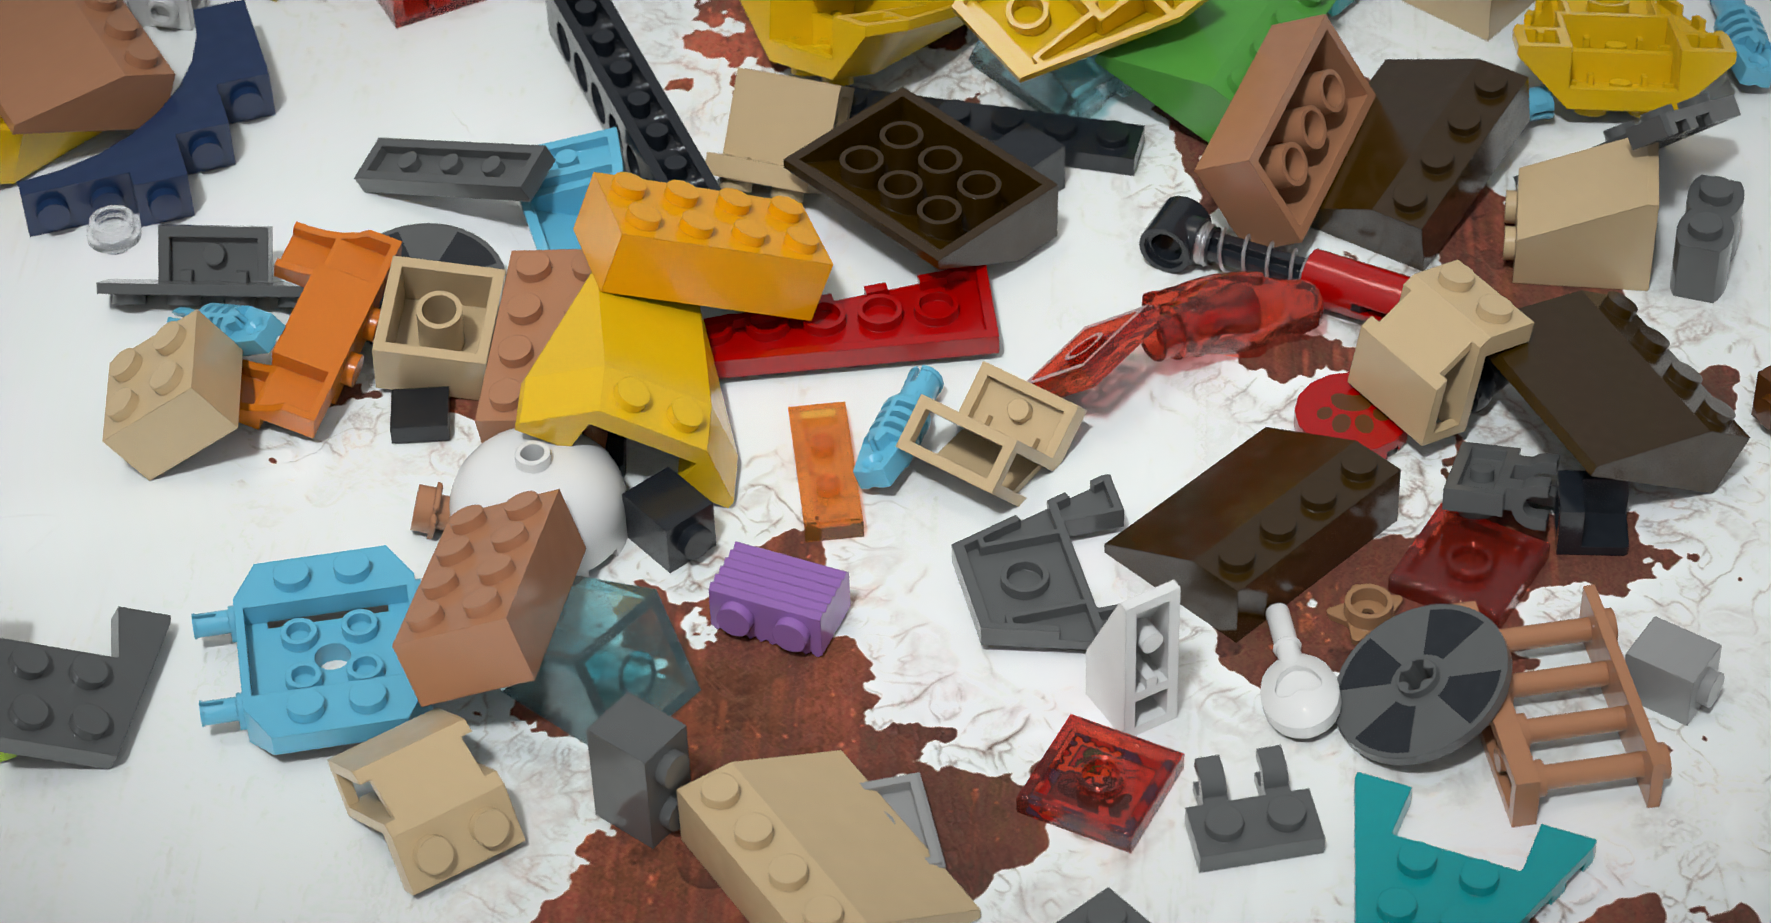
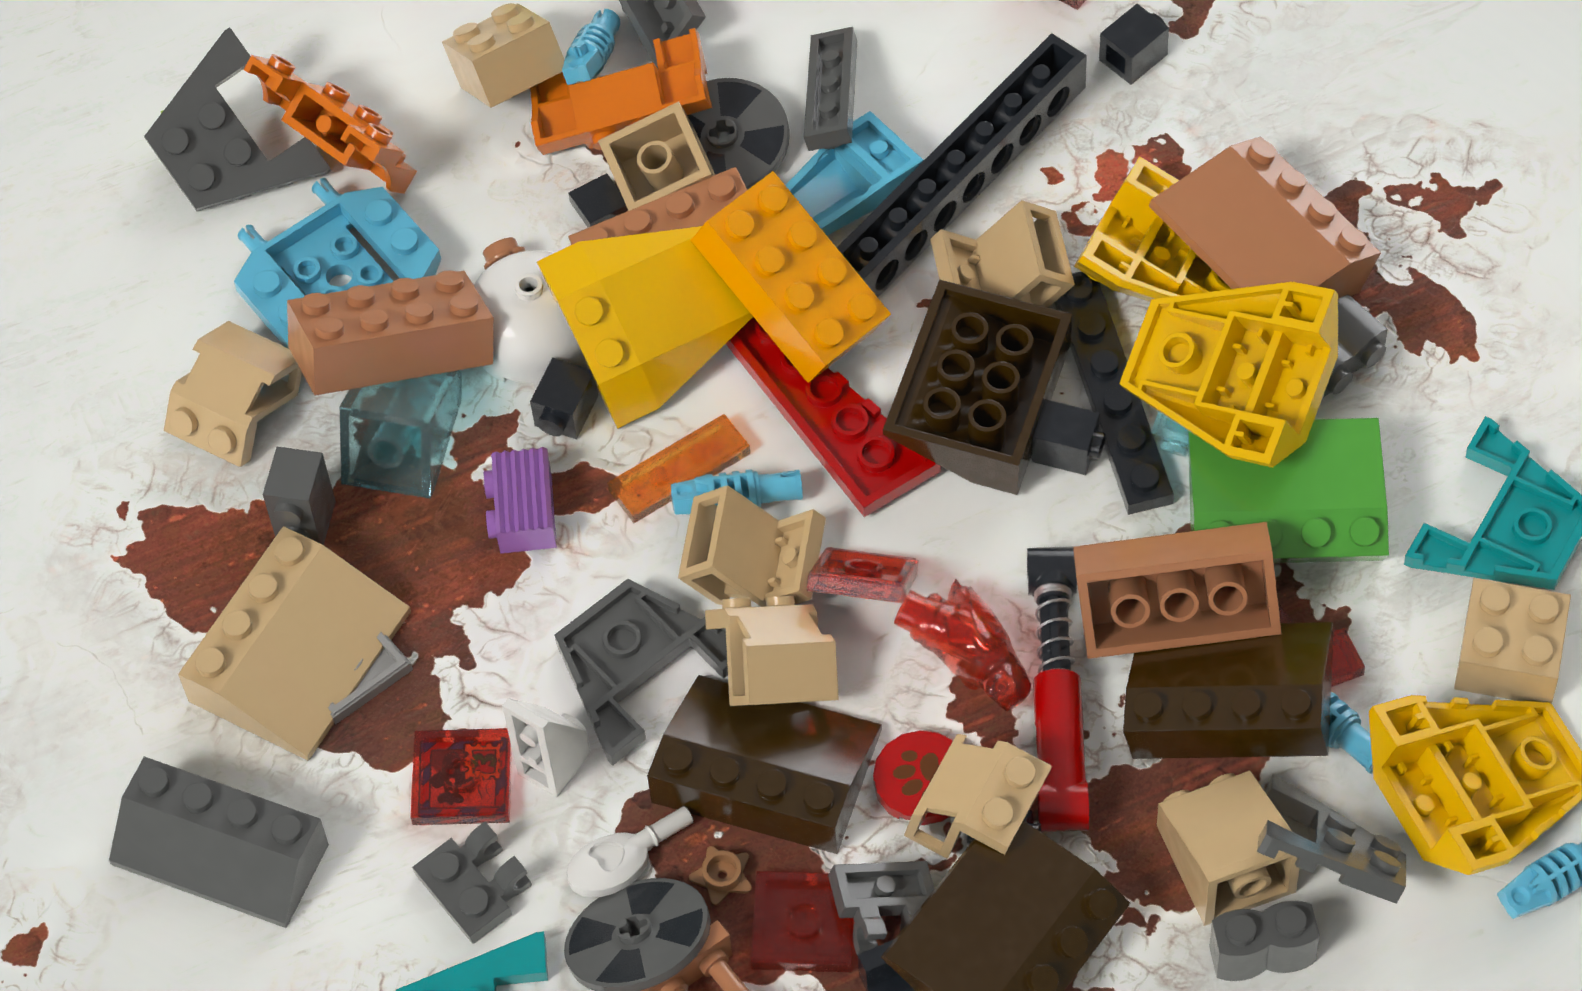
camera: 65 degrees right, 15 degrees up
(152, 567) = (332, 122): none -> orange bracket
(1156, 437) = (775, 652): none -> tan piece

